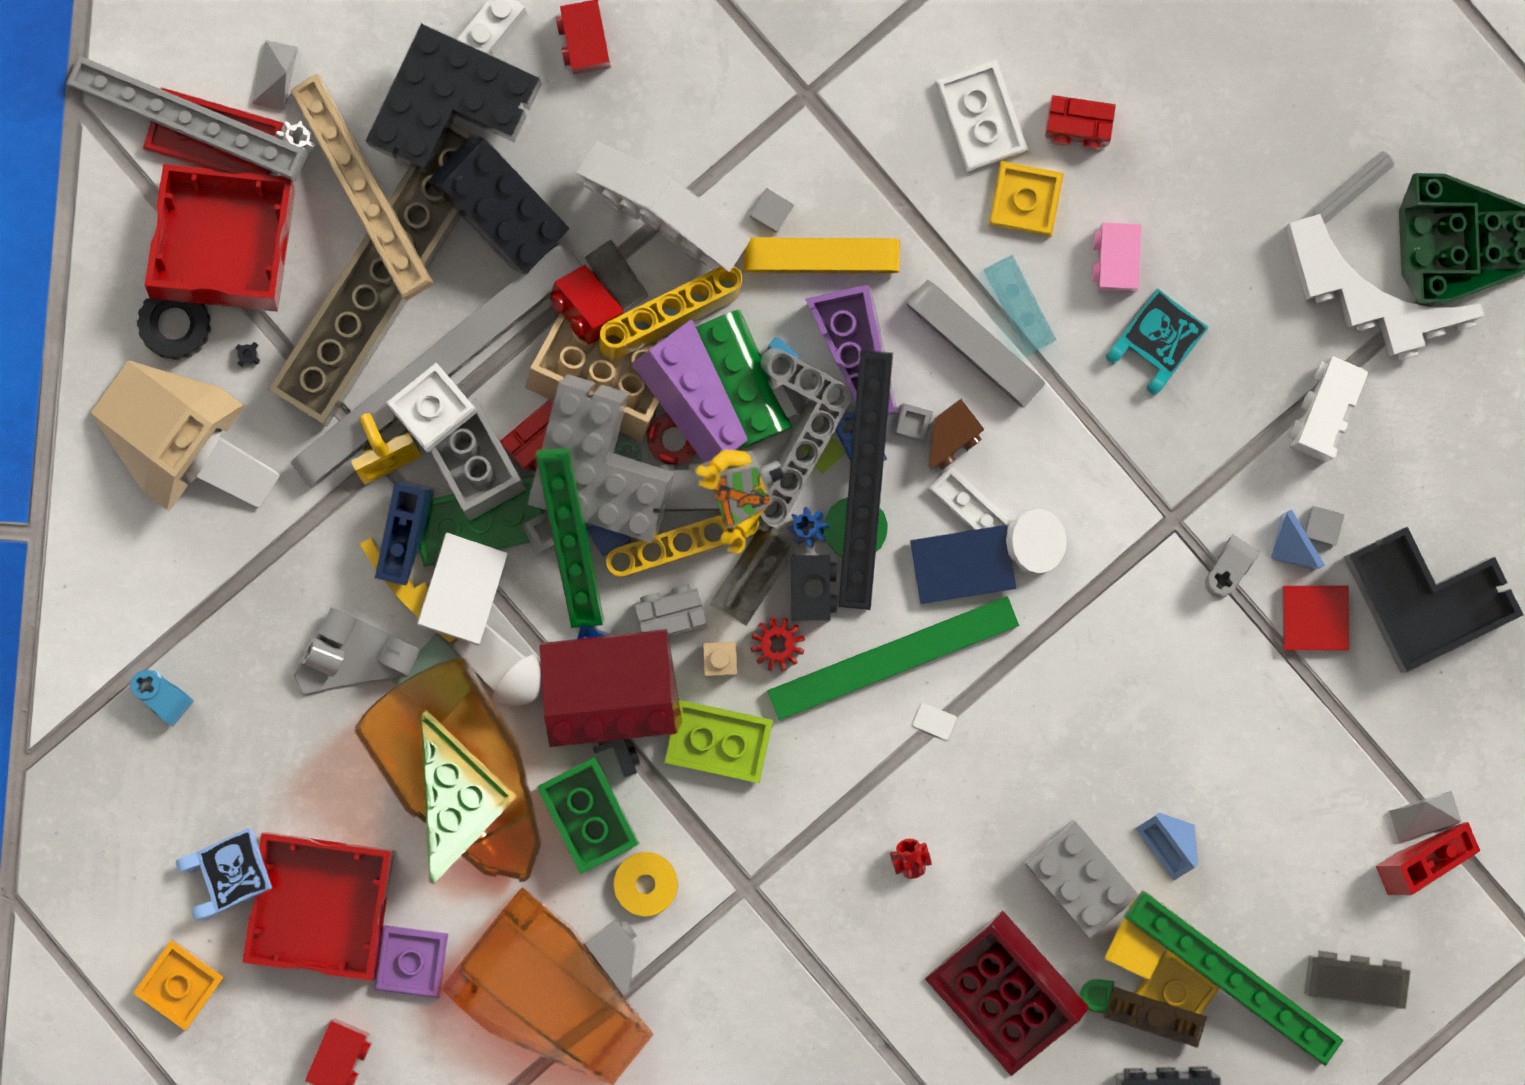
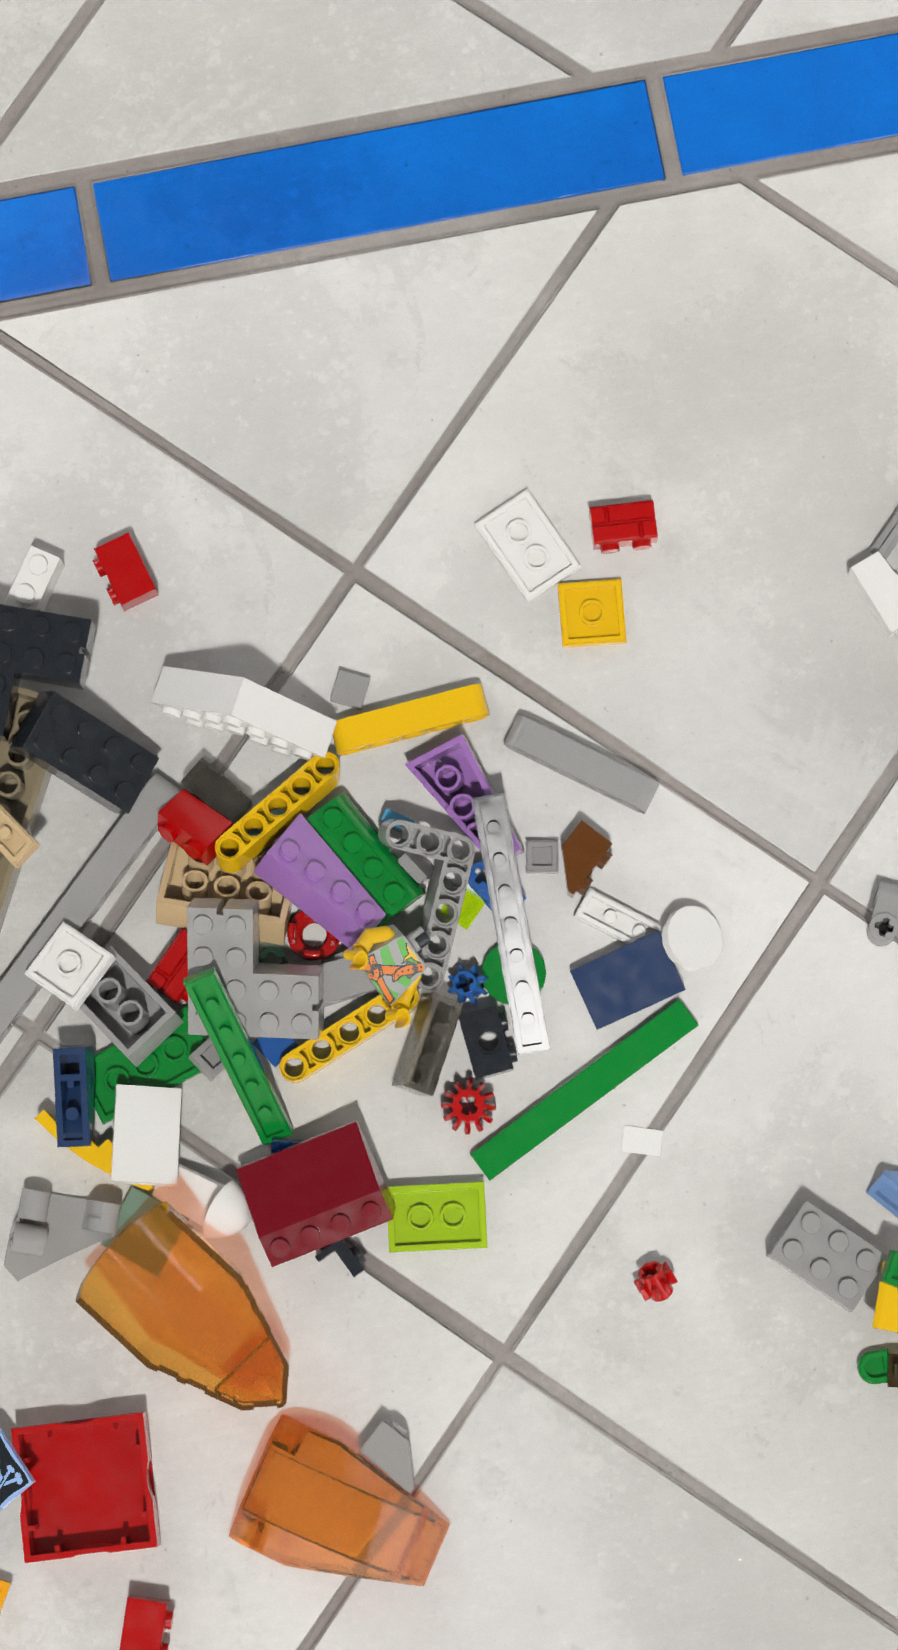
camera: 10 degrees left, 5 degrees down
(384, 457) = (36, 1027): yellow plate -> none
(411, 961) = (192, 1517): medium lavender tile -> none
(459, 796) = (195, 1339): tile -> none
(588, 815) = (327, 1324): green brick -> none
(645, 903) = (402, 1397): yellow tile -> none
(676, 612) = (361, 1102): light grey brick -> none
(720, 658) = (416, 1136): tan brick -> none
(1007, 993) = (786, 1389): dark red slope -> none
(1019, 304) = (613, 716): clear light blue tile -> none
(1117, 257) = (695, 645): bright pink brick -> none
(1162, 336) = (758, 709): flag -> none

